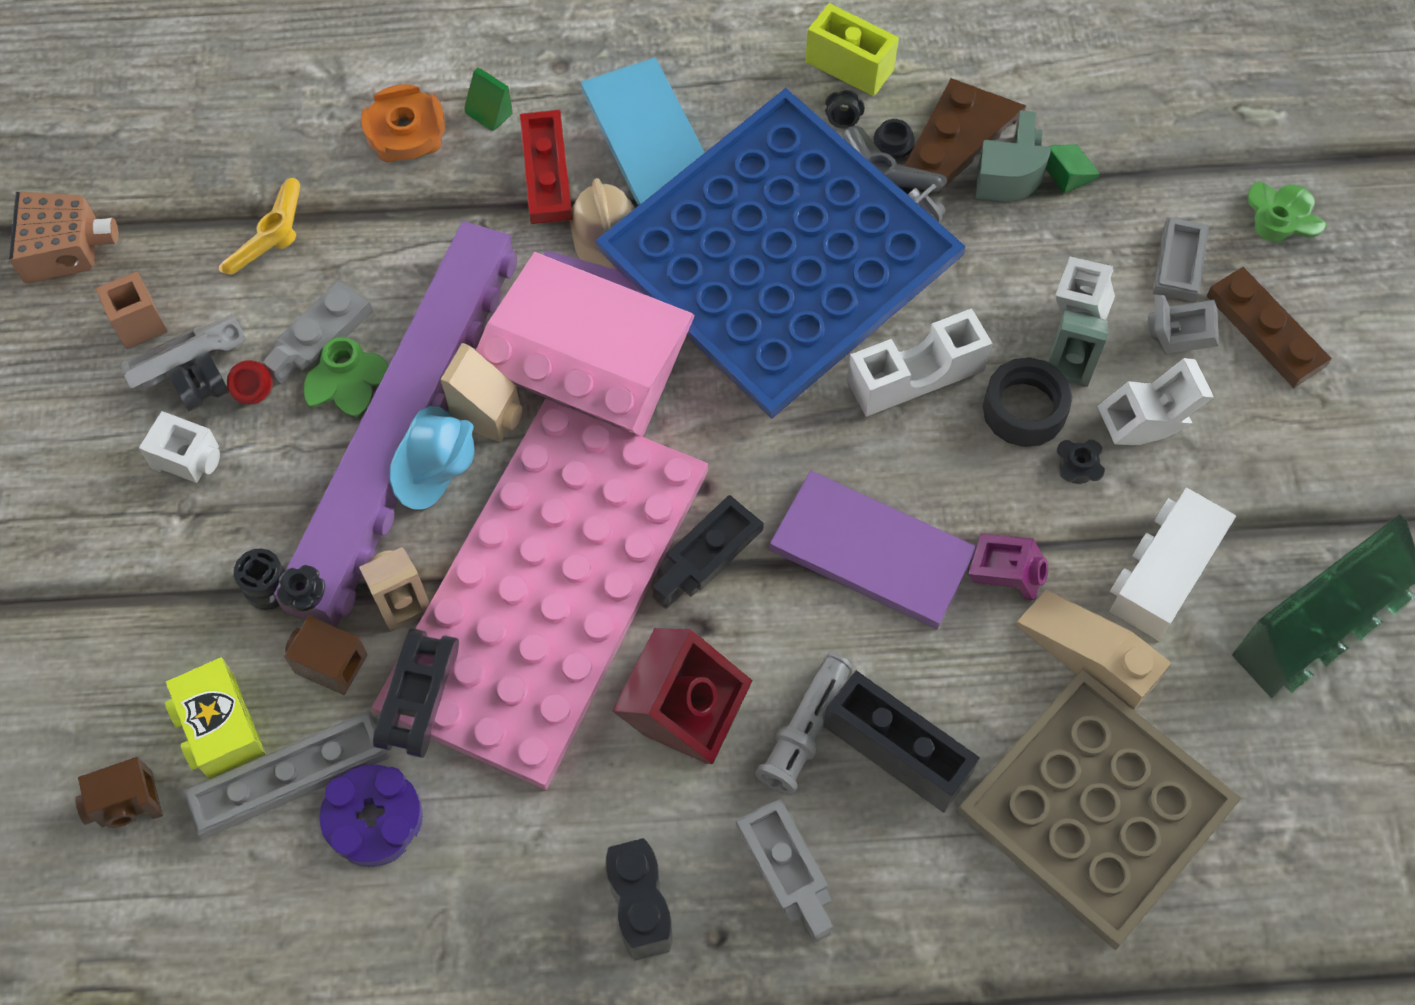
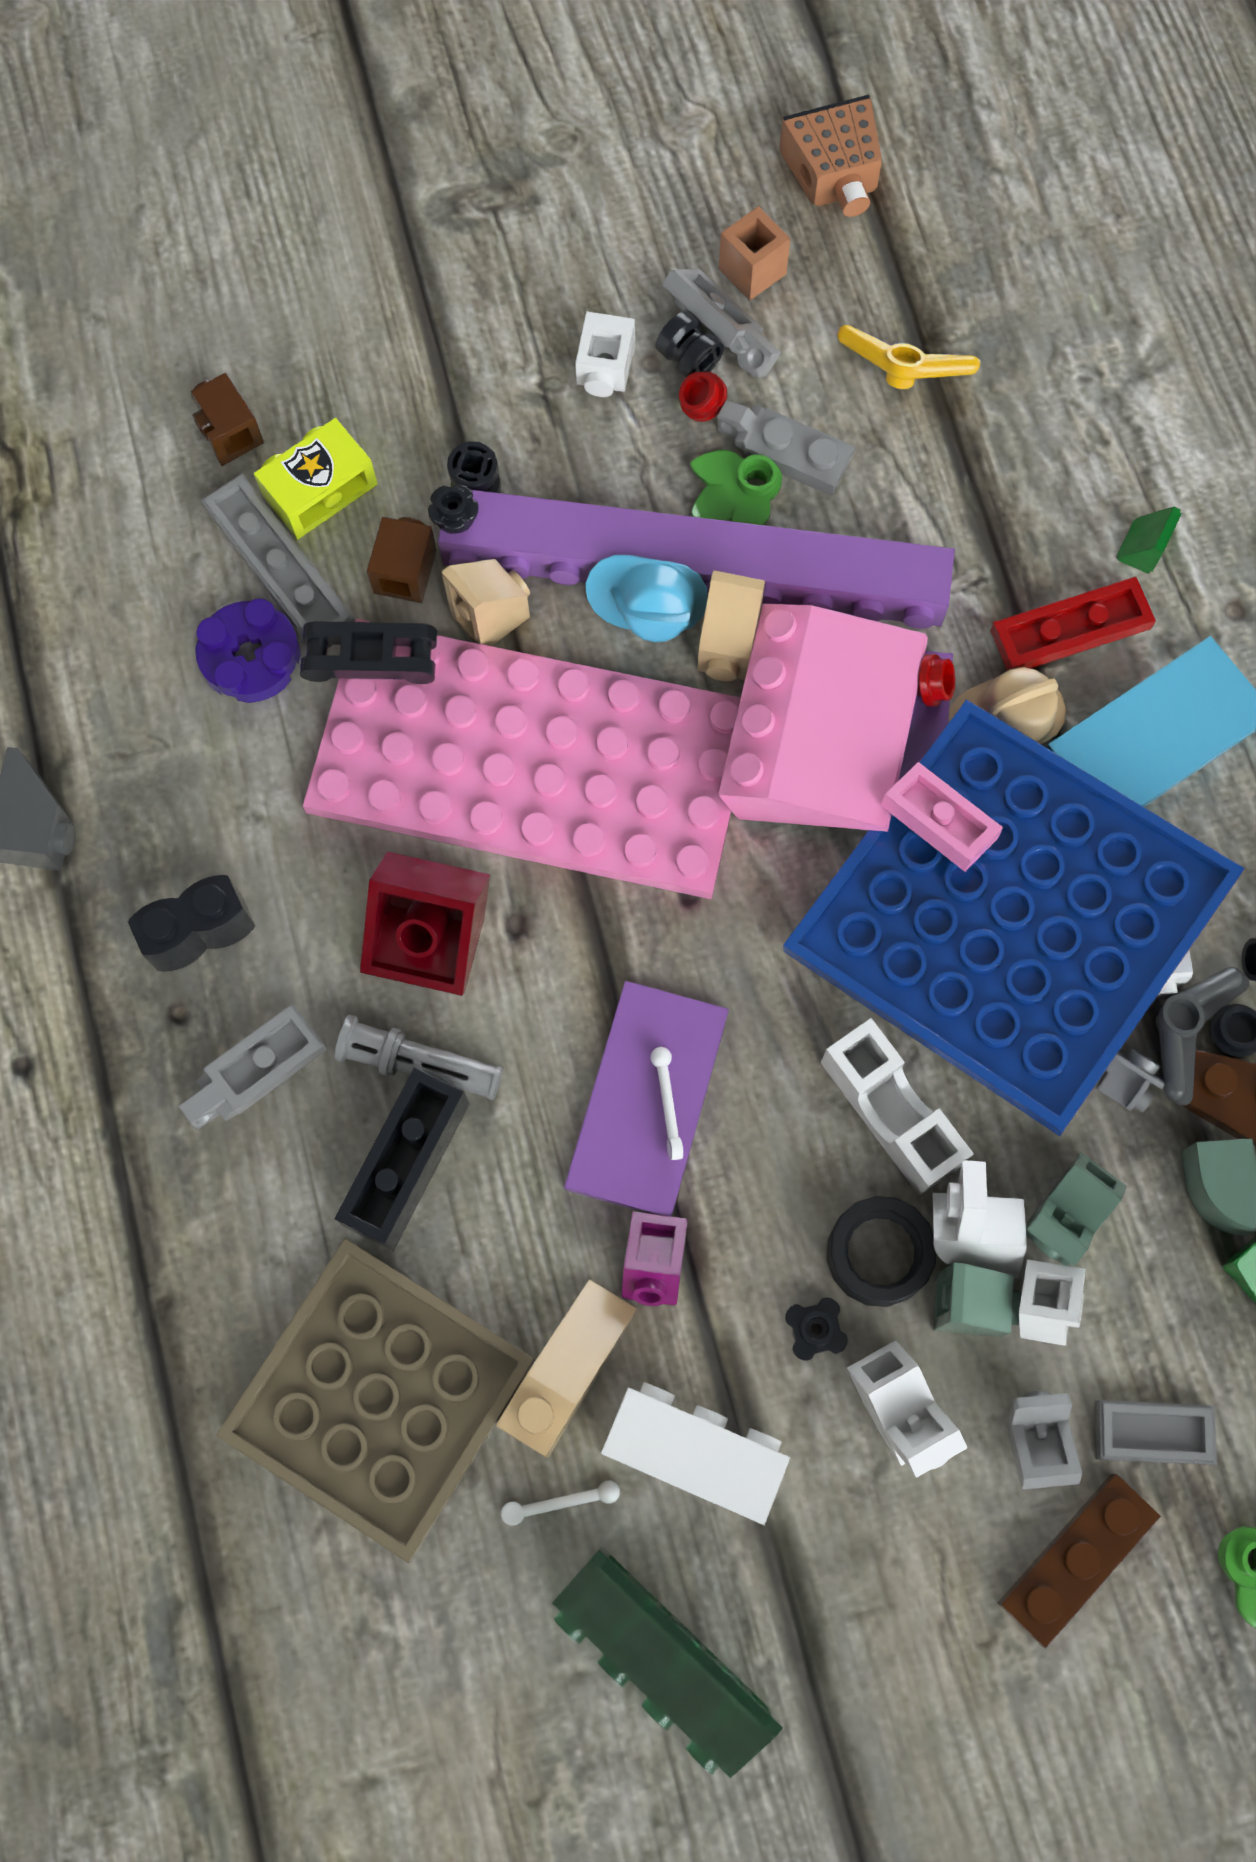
camera: 80 degrees right, 10 degrees up
(405, 142) = (1083, 481): orange plate -> none
(572, 256) = (936, 680): none -> red plate
(696, 269) = (941, 816): none -> bright pink plate
(706, 551) = (603, 914): black hinge -> none
(921, 528) = (661, 1059): none -> white hinge
(1015, 266) = (1074, 1210): none -> sand green brick
(1021, 323) = (979, 1227): none -> white brick
(1201, 715) = (514, 1513): none -> white hinge

